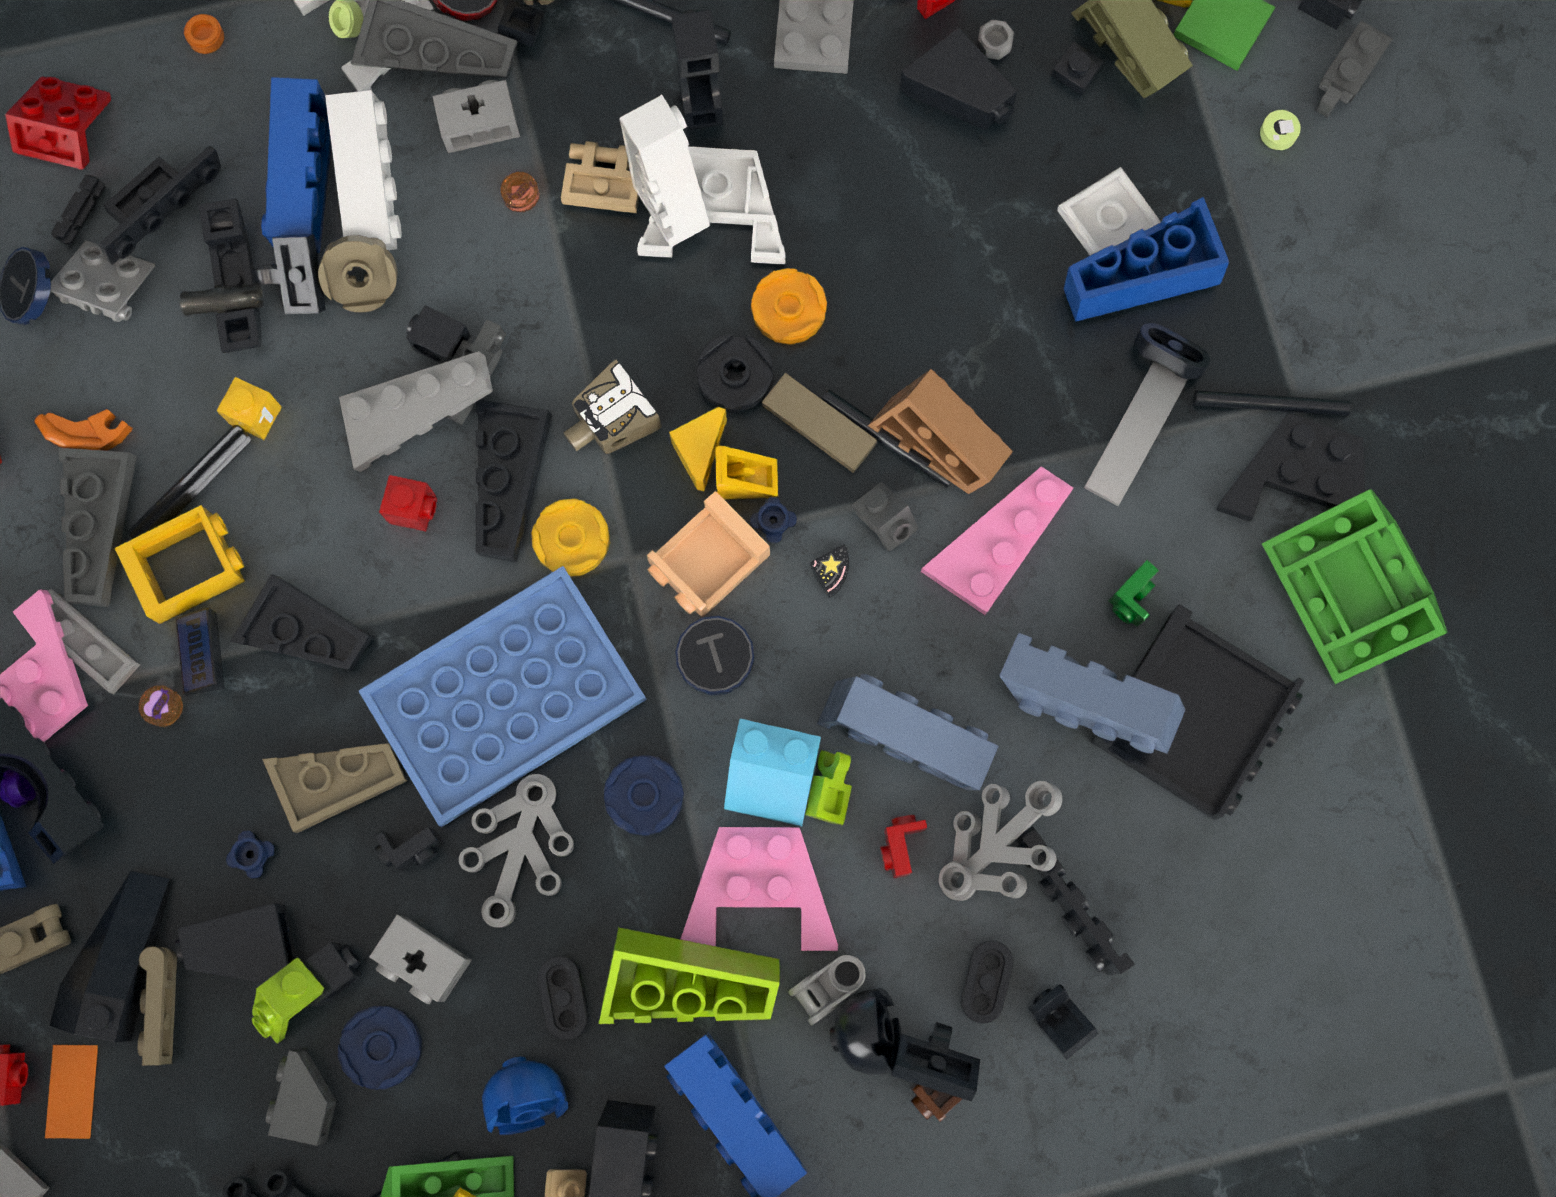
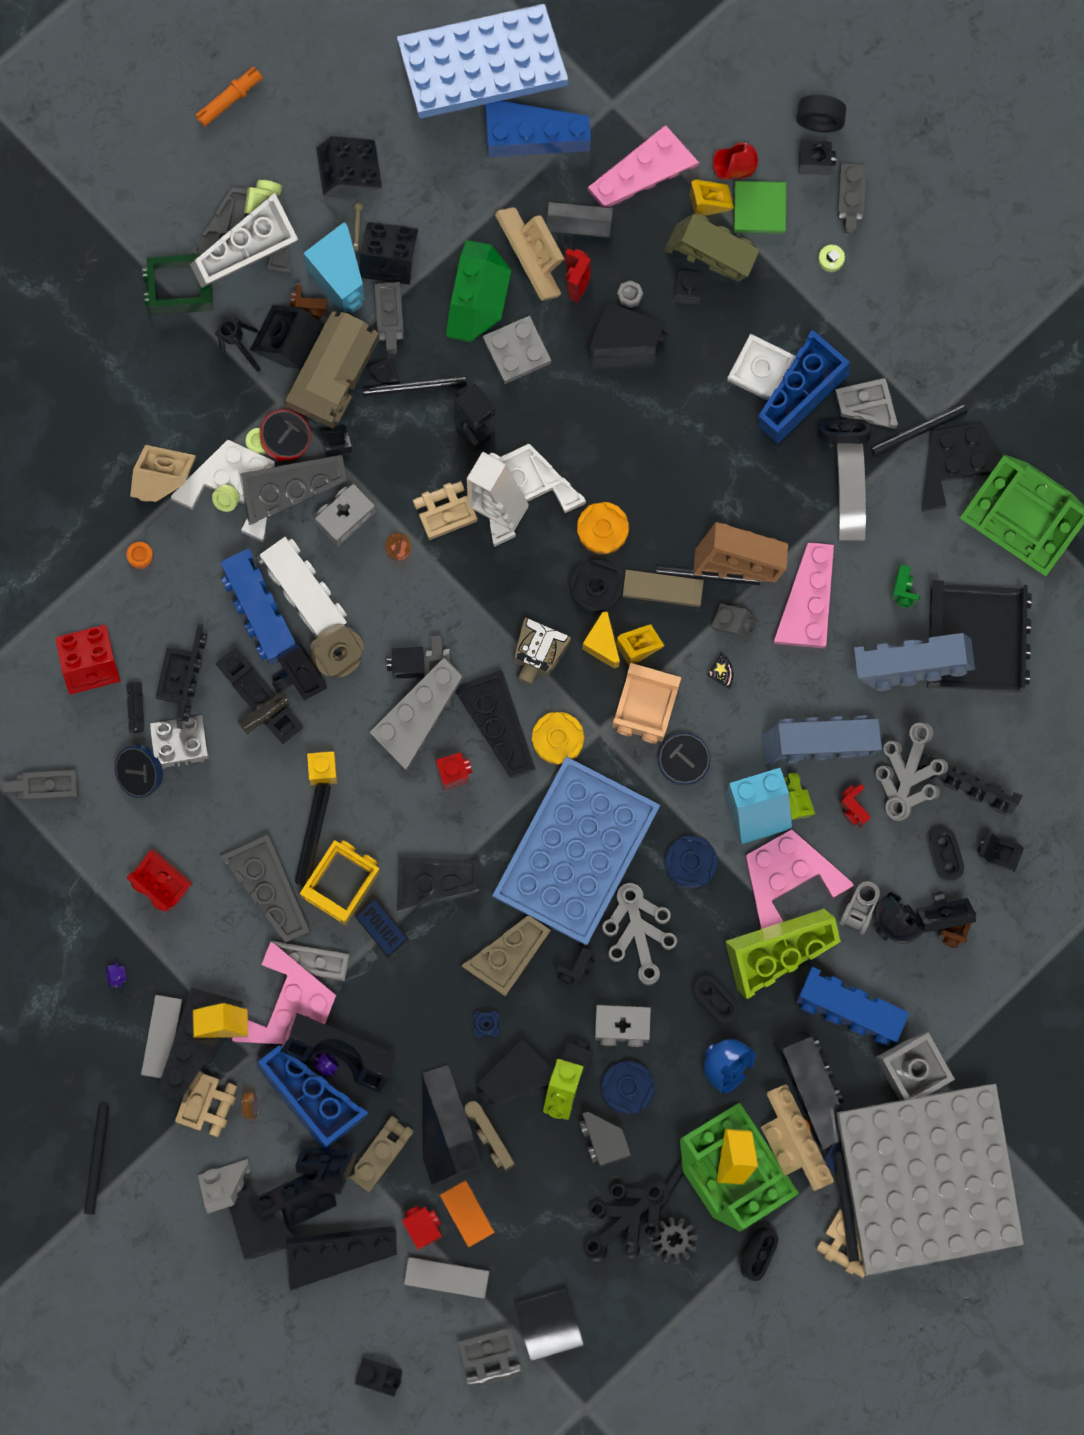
camera: 35 degrees left, 0 degrees up
(85, 434) = (228, 841): orange piece -> none
(160, 706) = (379, 971): clear orange tile -> none
(775, 509) = (676, 656): dark blue plate -> none
(1223, 331) = (867, 402): none -> light grey wing

